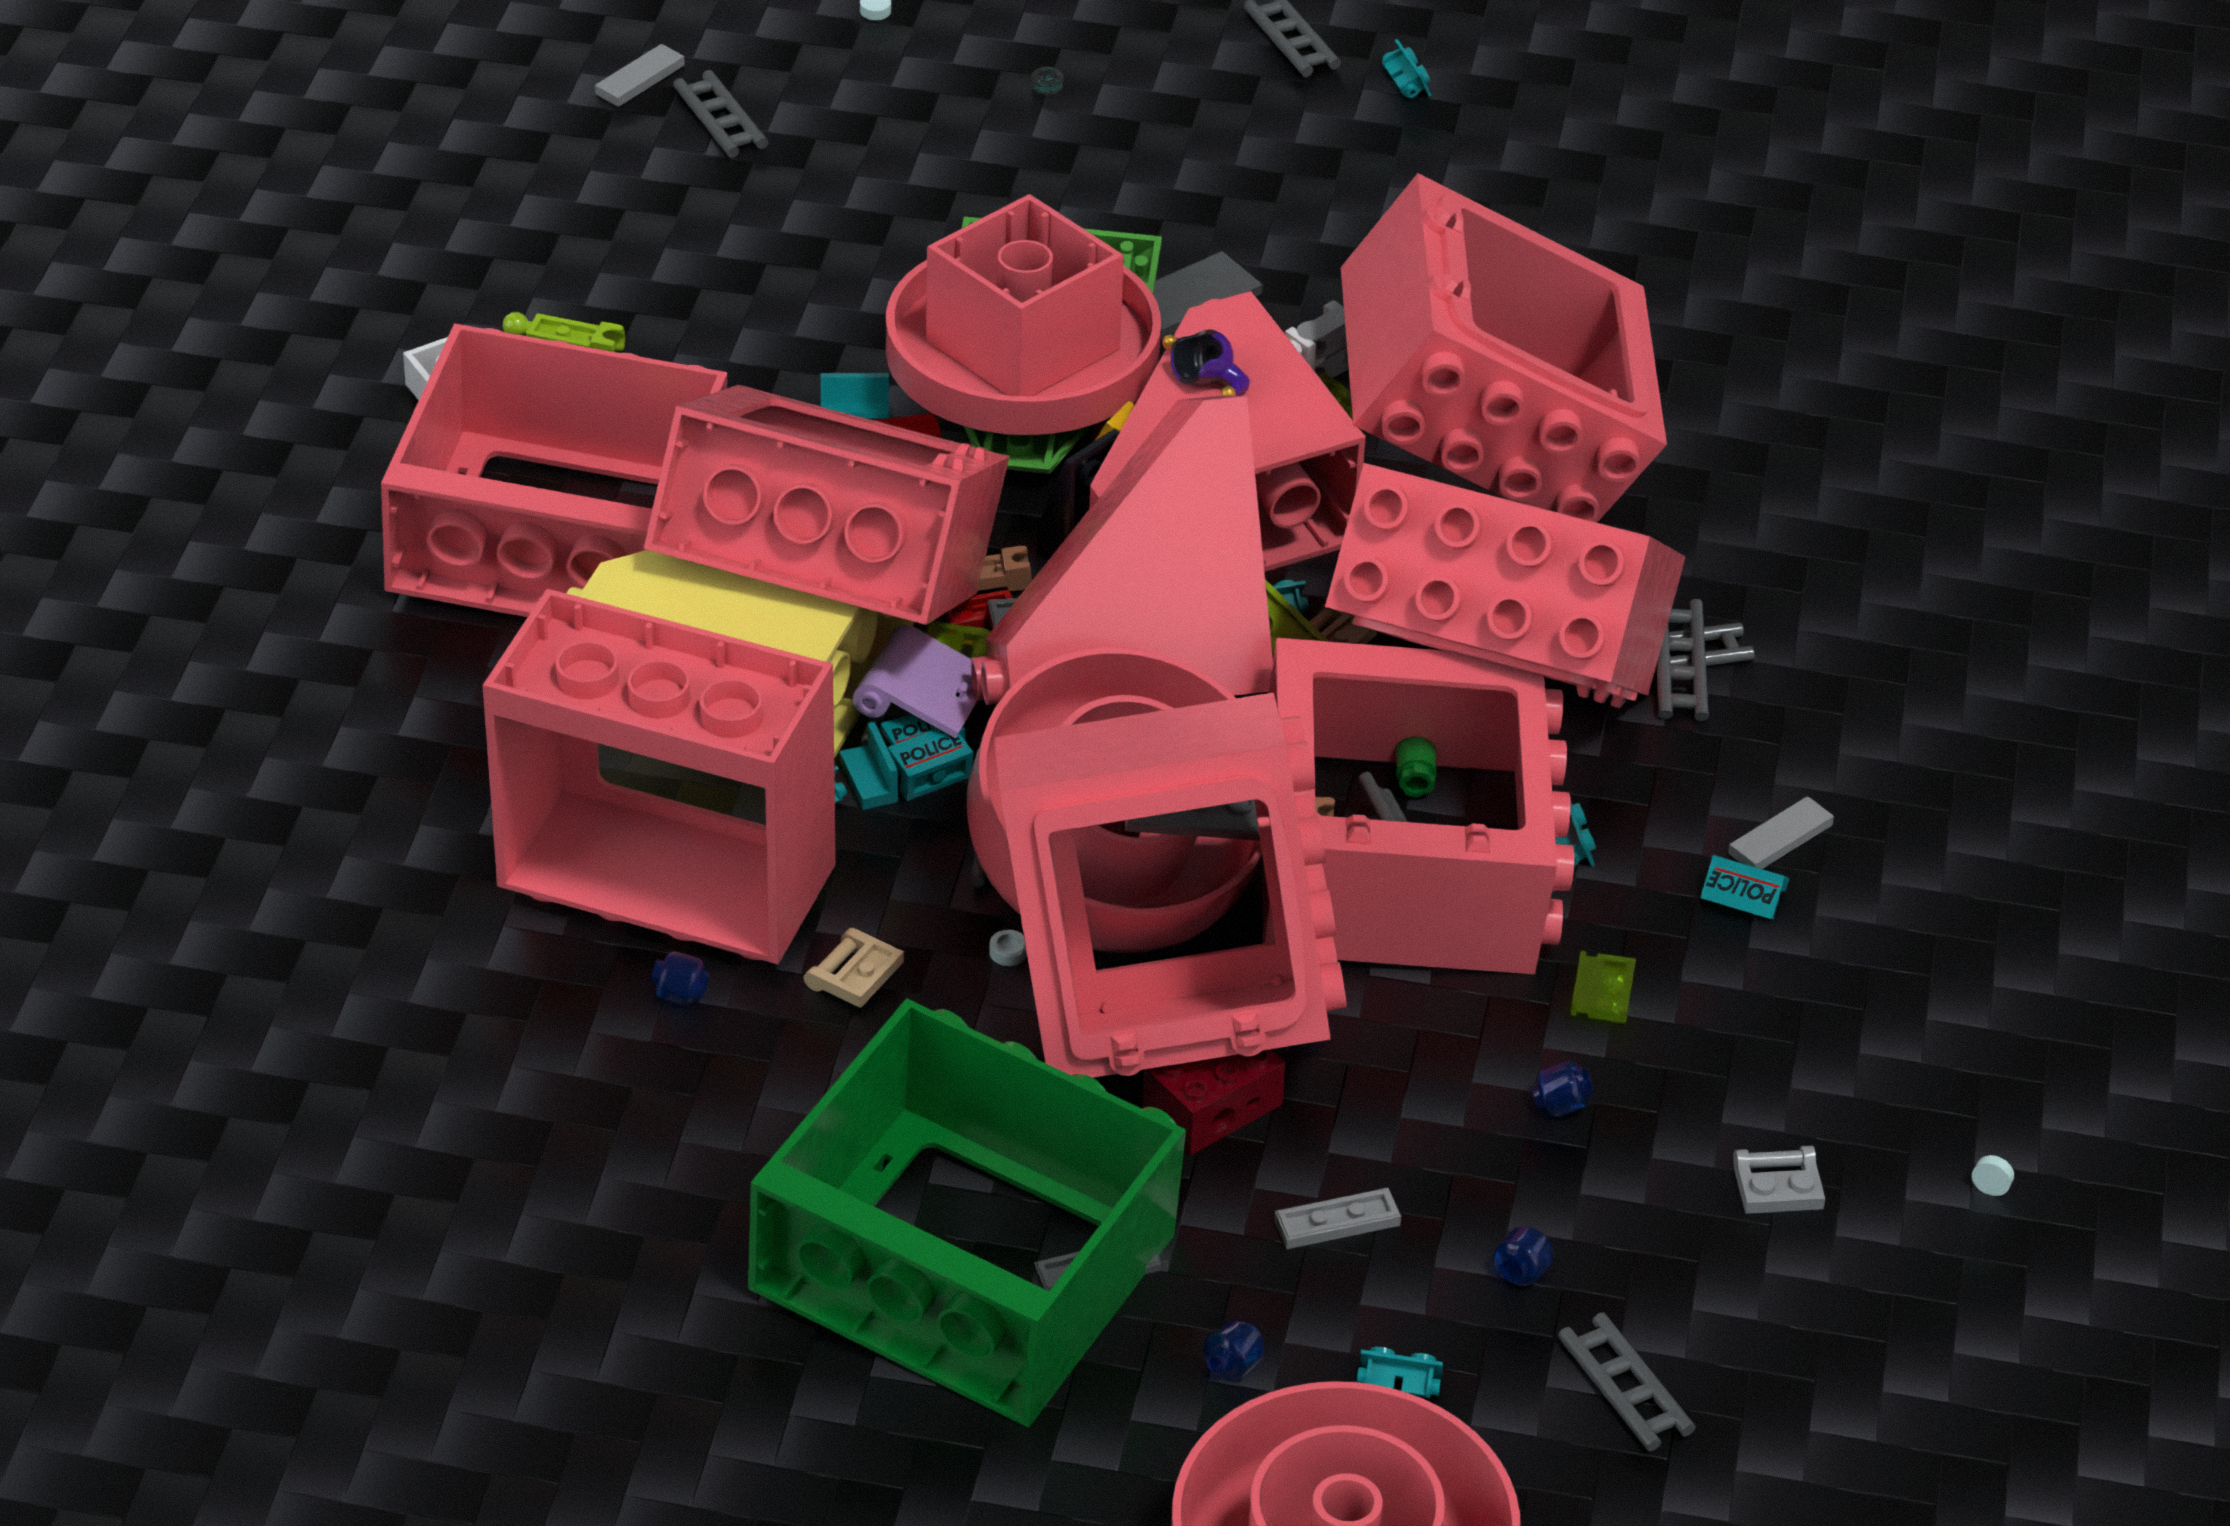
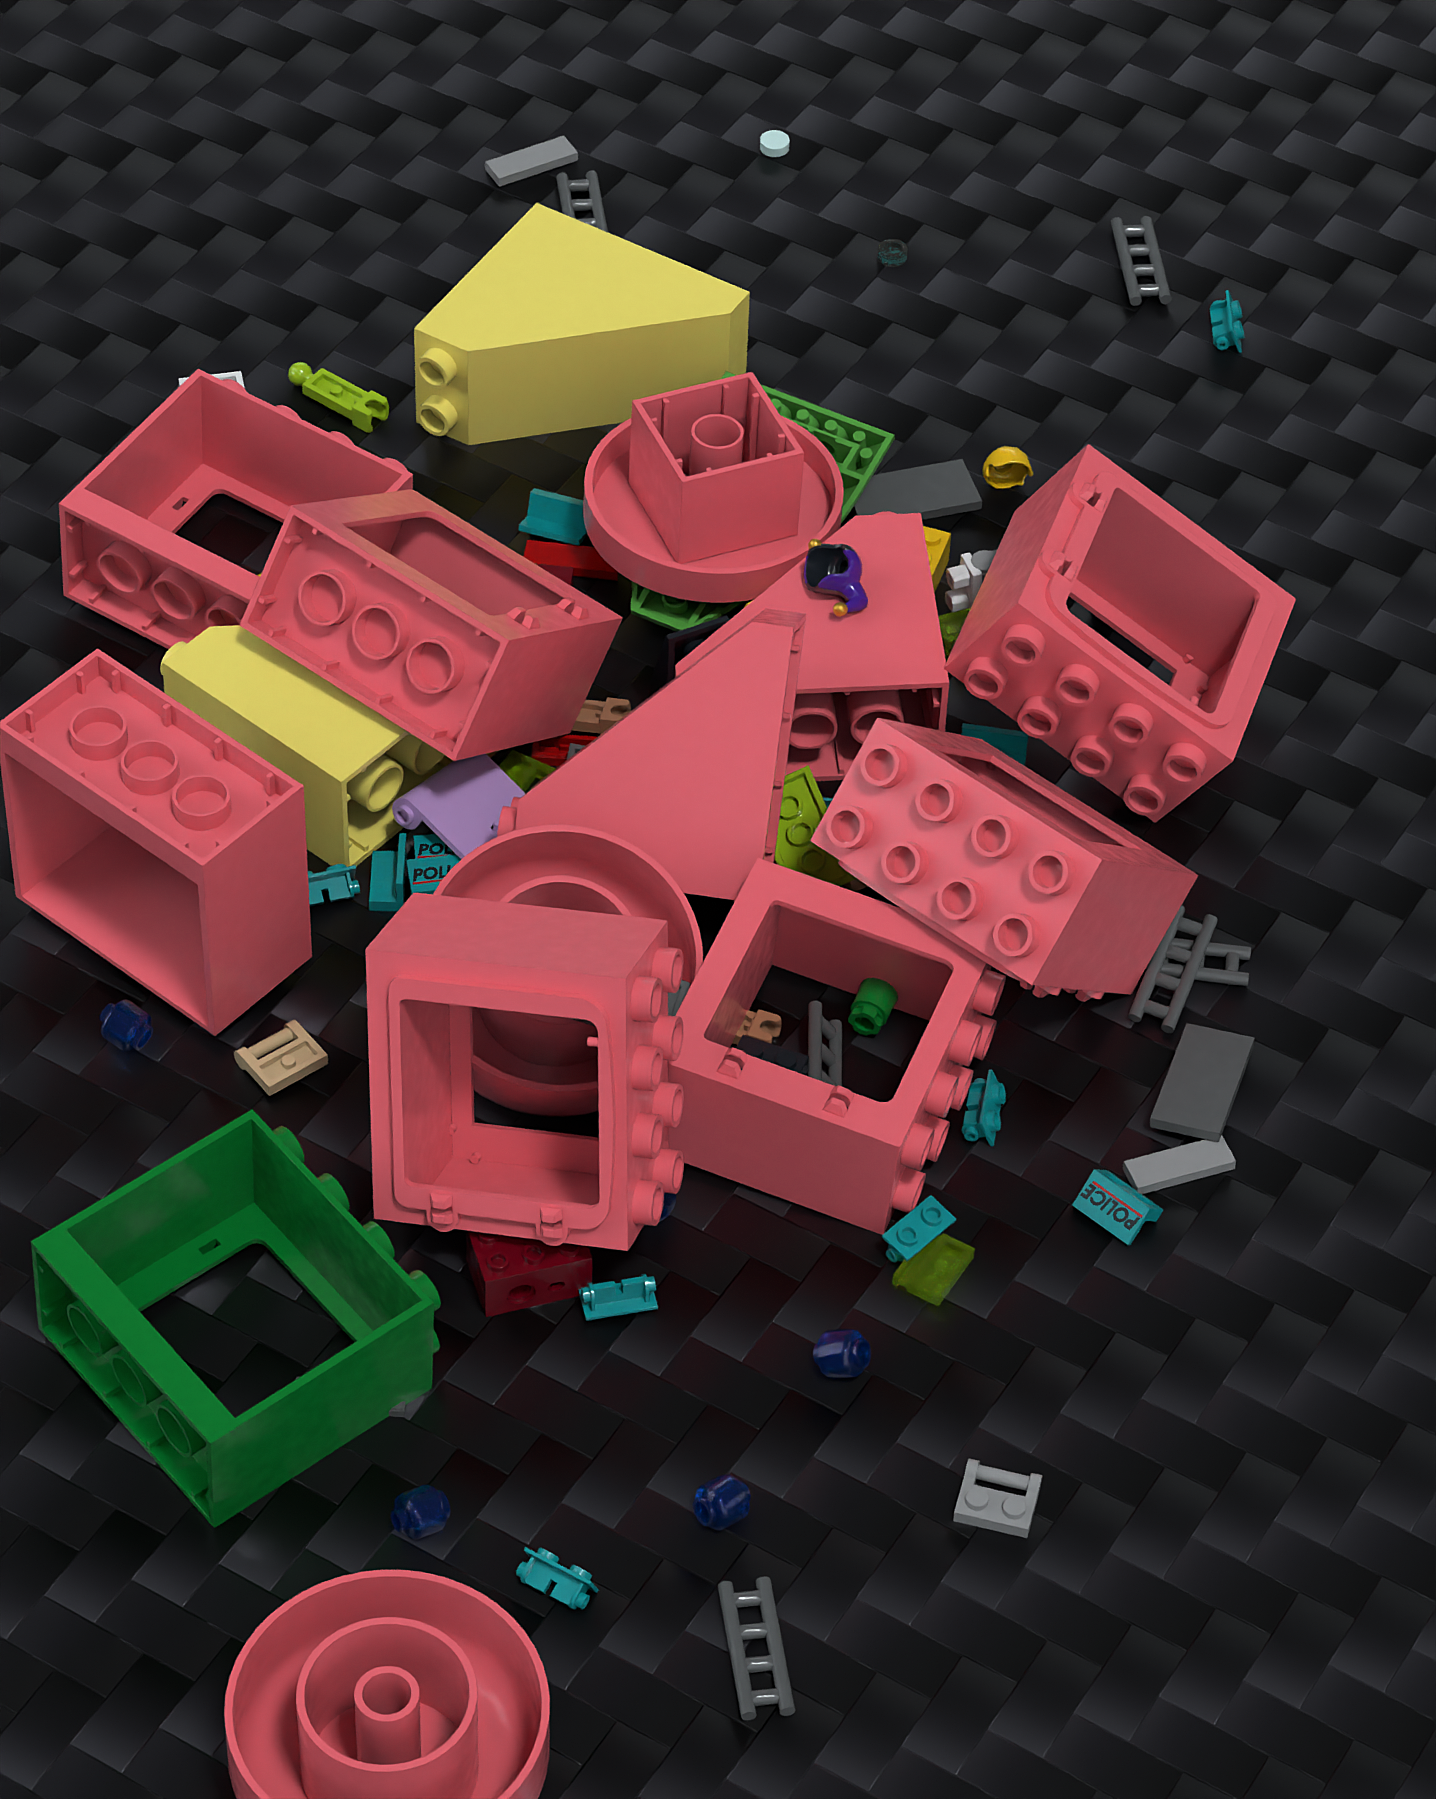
camera: 20 degrees right, 5 degrees up
(796, 217) = (568, 332): none -> light yellow slope
(1273, 247) = (1006, 467): none -> yellow hair
(1316, 1099) = (617, 1299): none -> teal hinge
(1337, 1218) = (581, 1415): light grey tile -> none
(1572, 957) = (917, 1229): none -> teal hinge
(1764, 754) = (1202, 1082): none -> dark grey tile
(1993, 1175) = (1195, 1554): light aqua tile -> none

